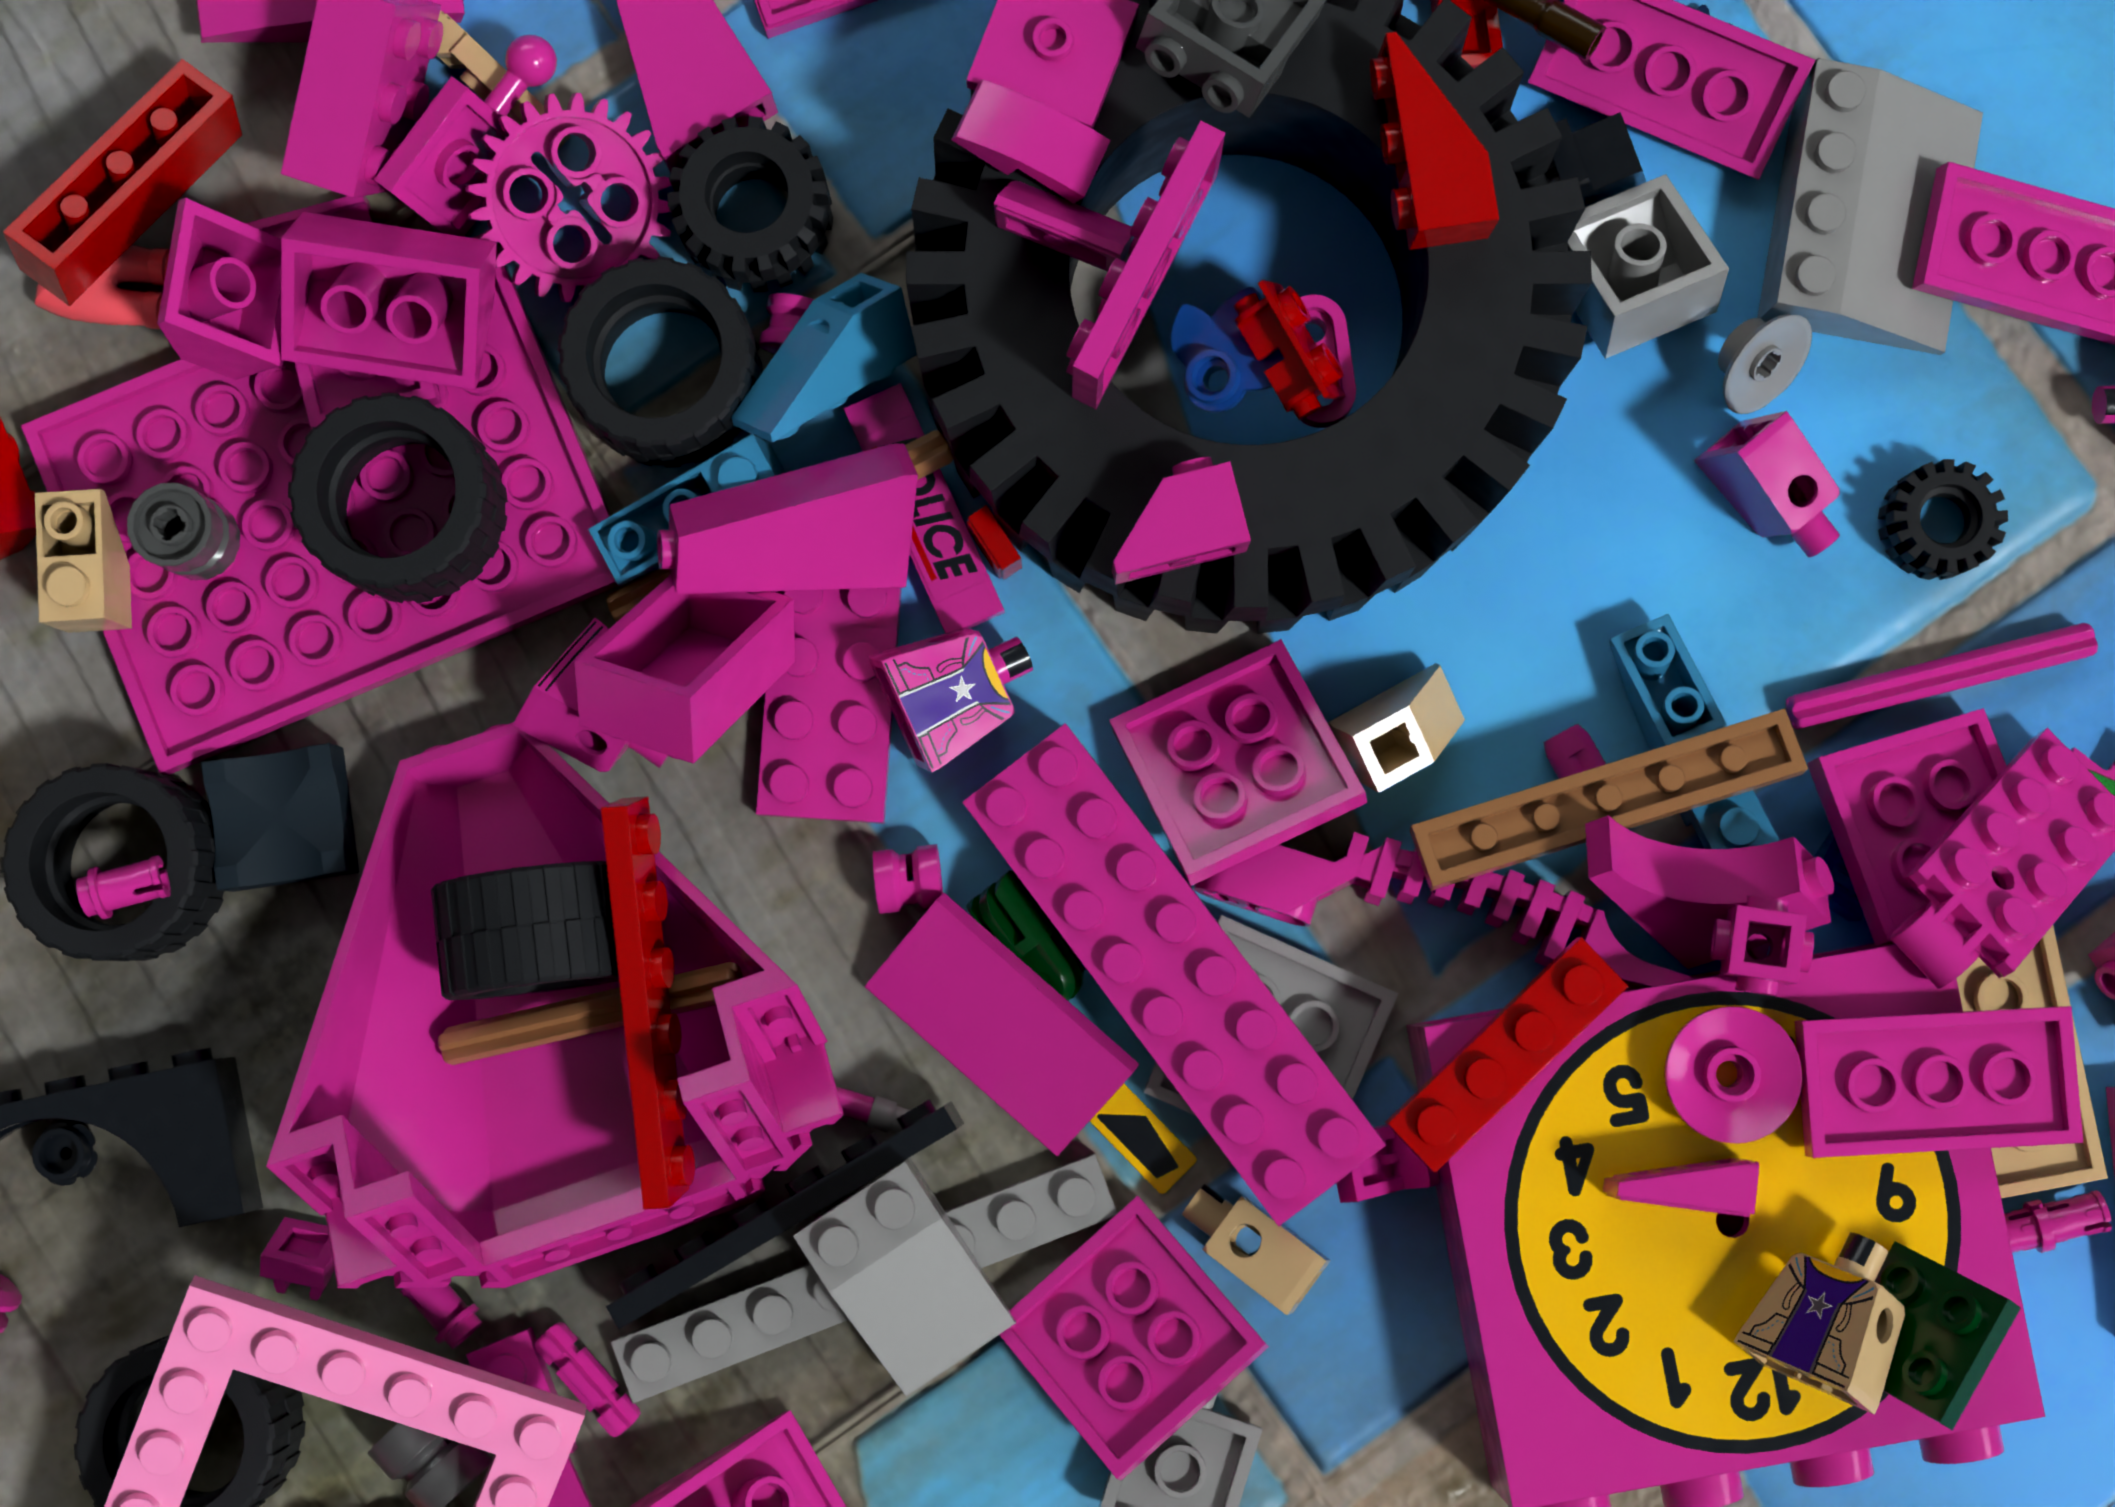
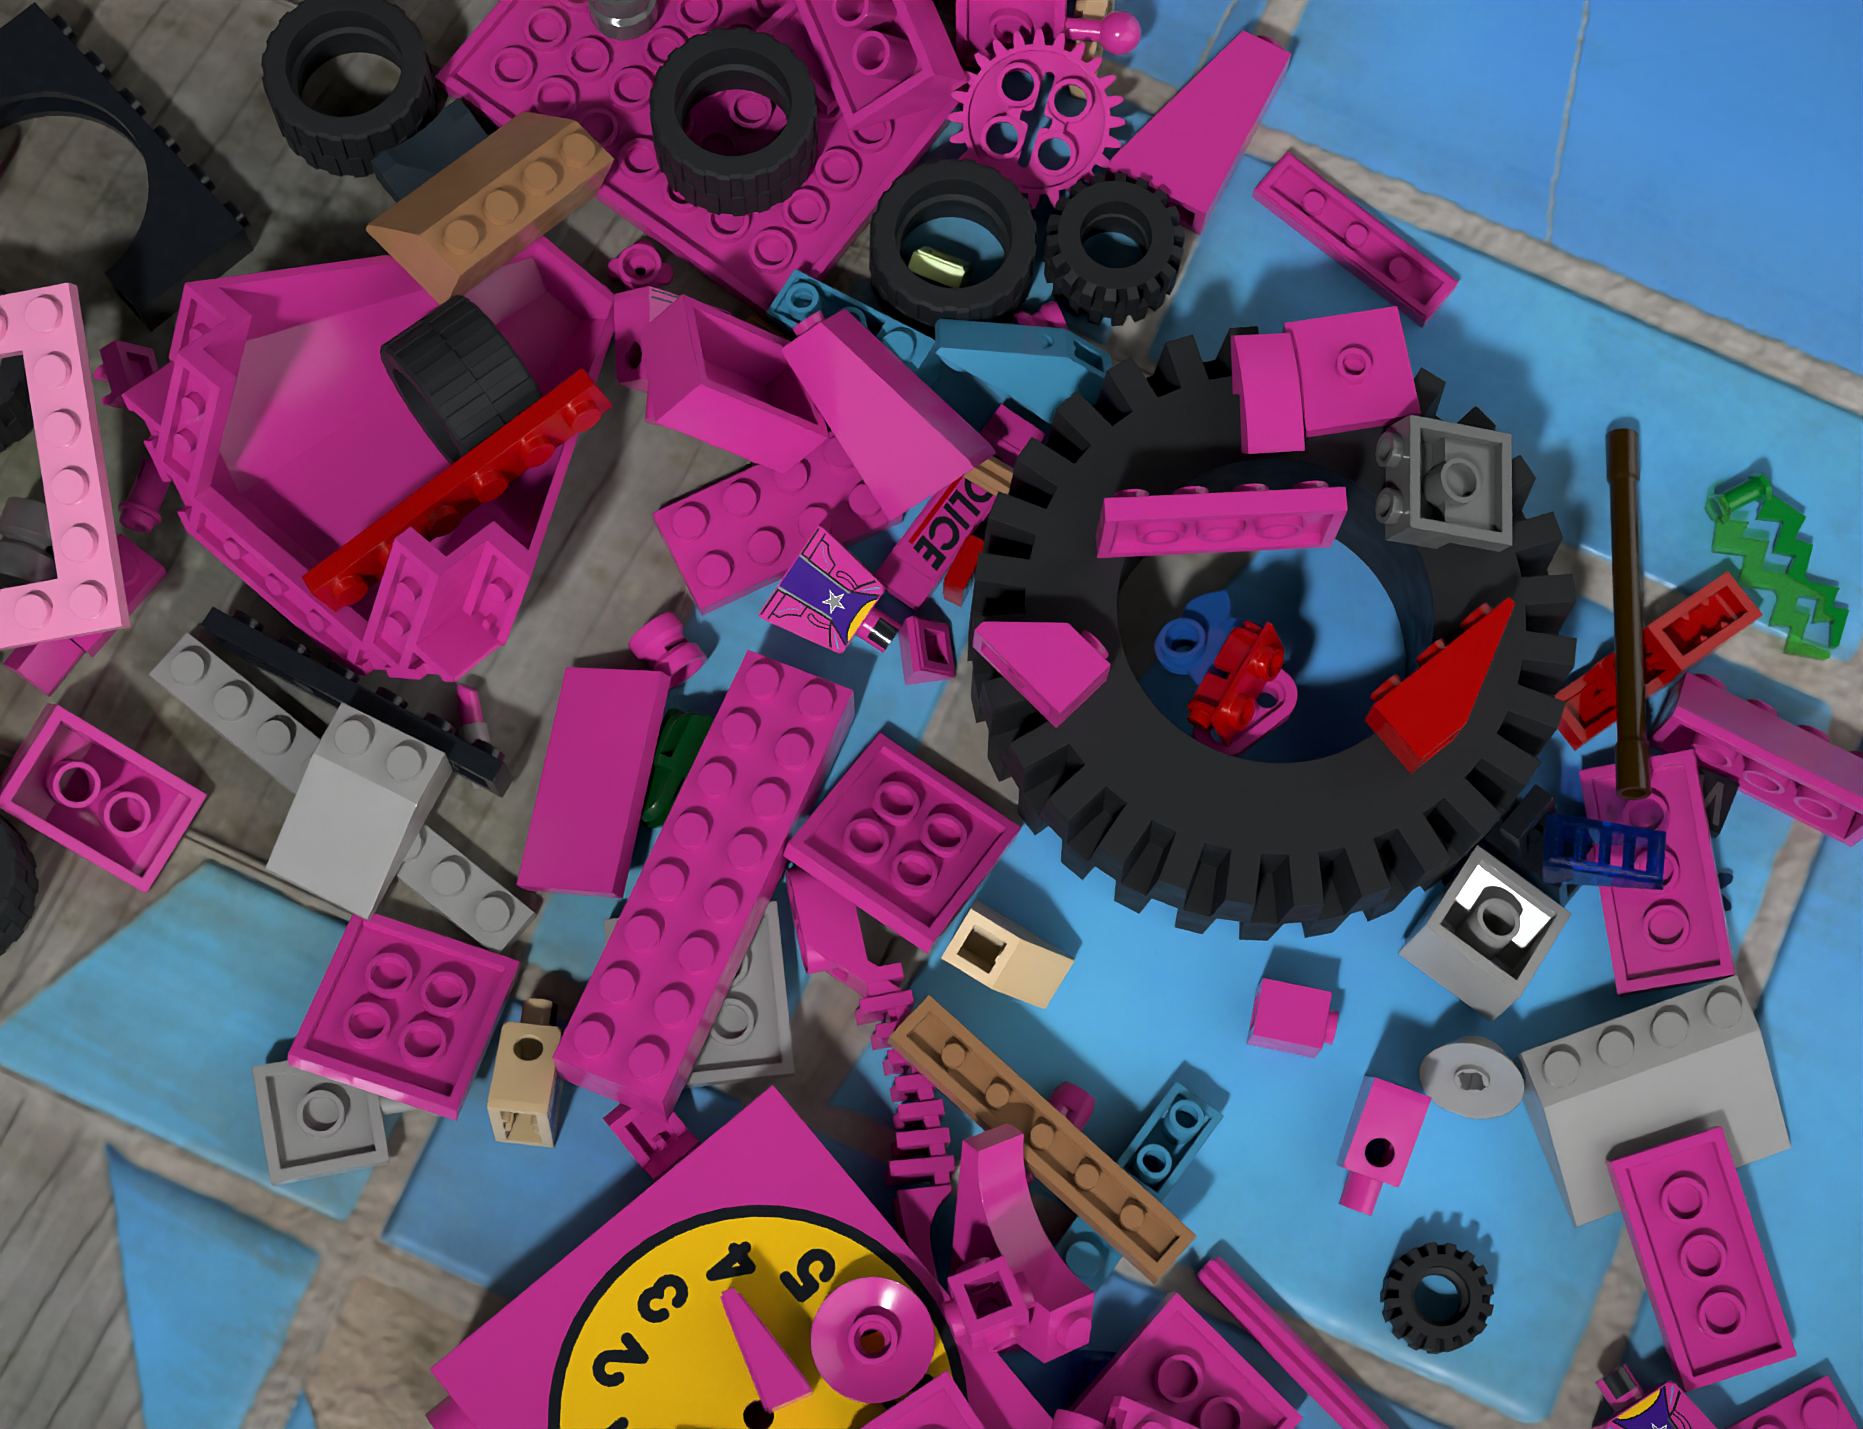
camera: 55 degrees right, 10 degrees down
(48, 1156) = (110, 157): black plate -> none
(122, 887) = (333, 86): dark pink pin -> none
(342, 795) = (492, 202): none -> medium nougat slope
(477, 671) = (640, 255): none -> dark pink plate
(572, 1017) = (406, 445): medium nougat axle -> none
(587, 1379) = (149, 632): dark pink axle -> none
(667, 384) = (940, 267): none -> yellowish green tile
(1050, 628) = (925, 651): none -> dark pink slope
(1061, 225) = (1218, 441): dark pink slope -> none
(1143, 1139) = (568, 944): sticker -> none
(1506, 1054) = (787, 1157): red plate -> none
(1610, 152) = (1590, 831): none -> clear blue slope
(1611, 495) = (1292, 1018): none -> dark pink brick

